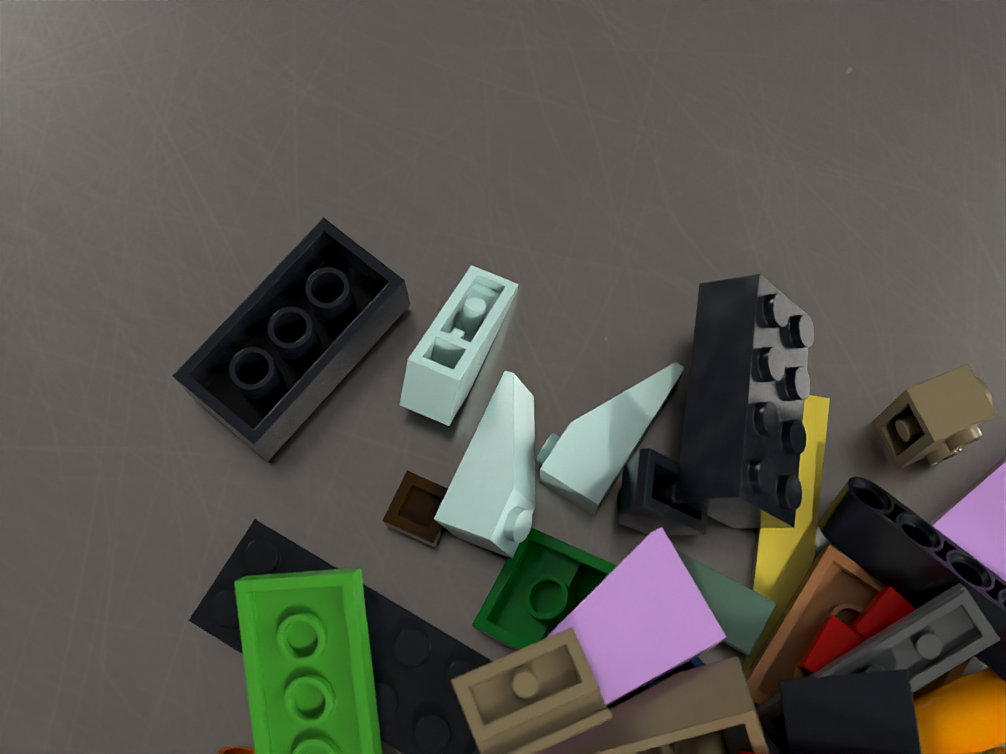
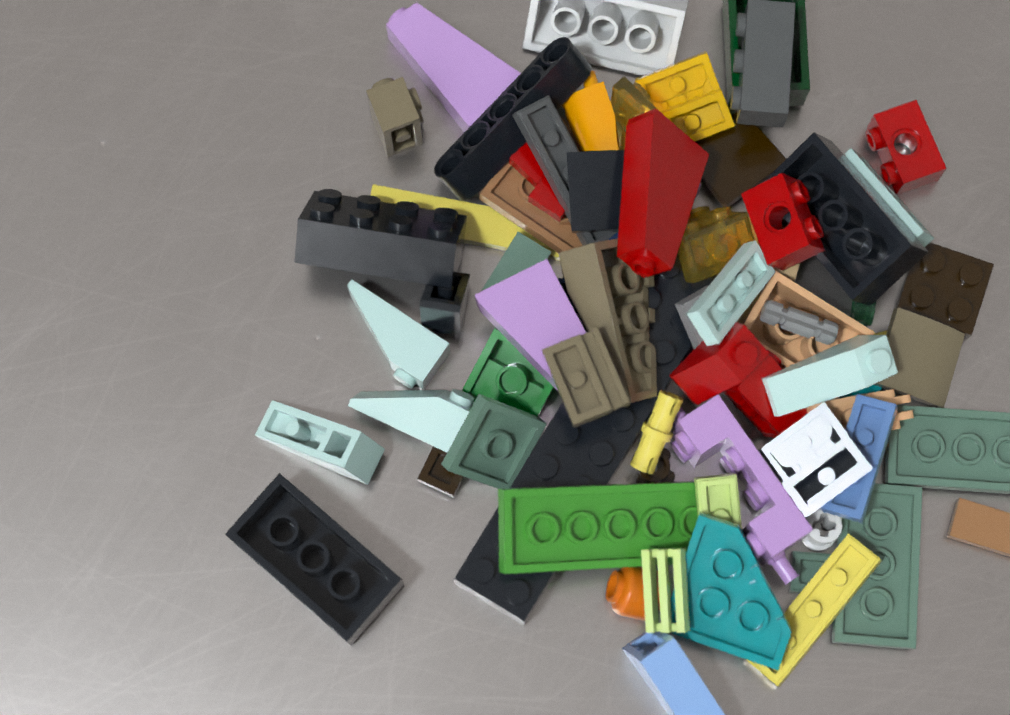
camera: 90 degrees left, 5 degrees up
(451, 572) = (493, 443): none -> sand green plate

